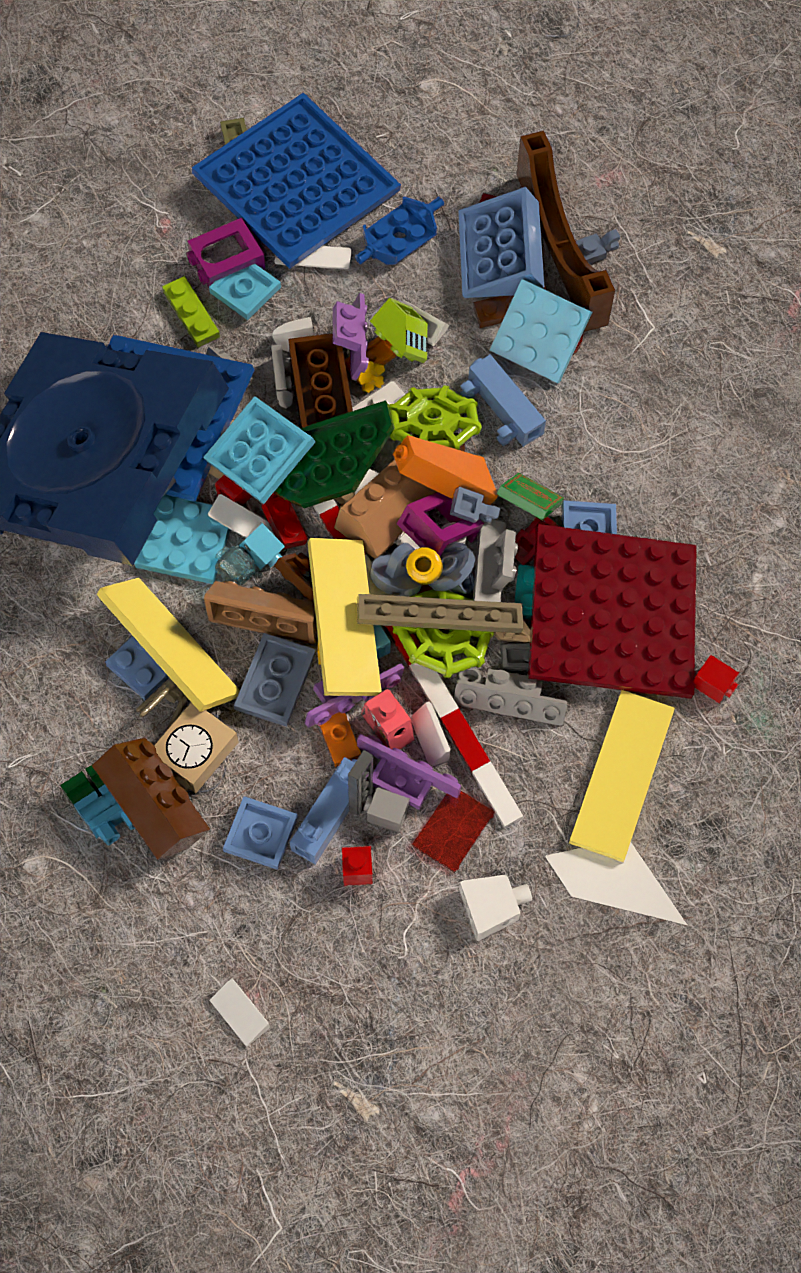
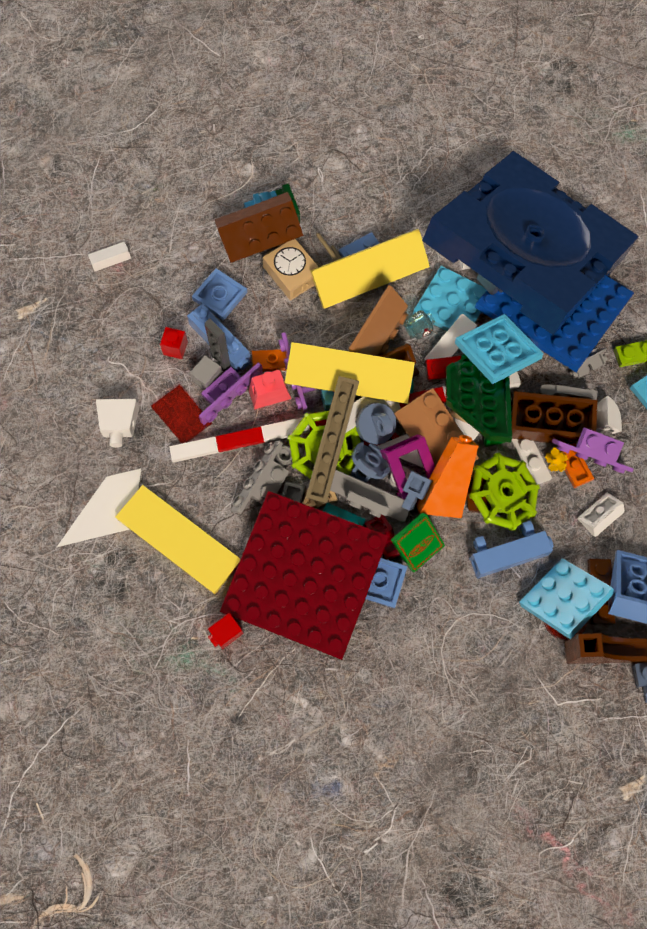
camera: 105 degrees right, 5 degrees up
(262, 546) = (428, 344): medium azure brick -> none
(275, 679) = (324, 327): sand blue plate -> none
(403, 329) = (588, 489): lime slope -> none
(424, 565) = (372, 437): yellow head -> none
(430, 735) = (251, 419): slope -> none

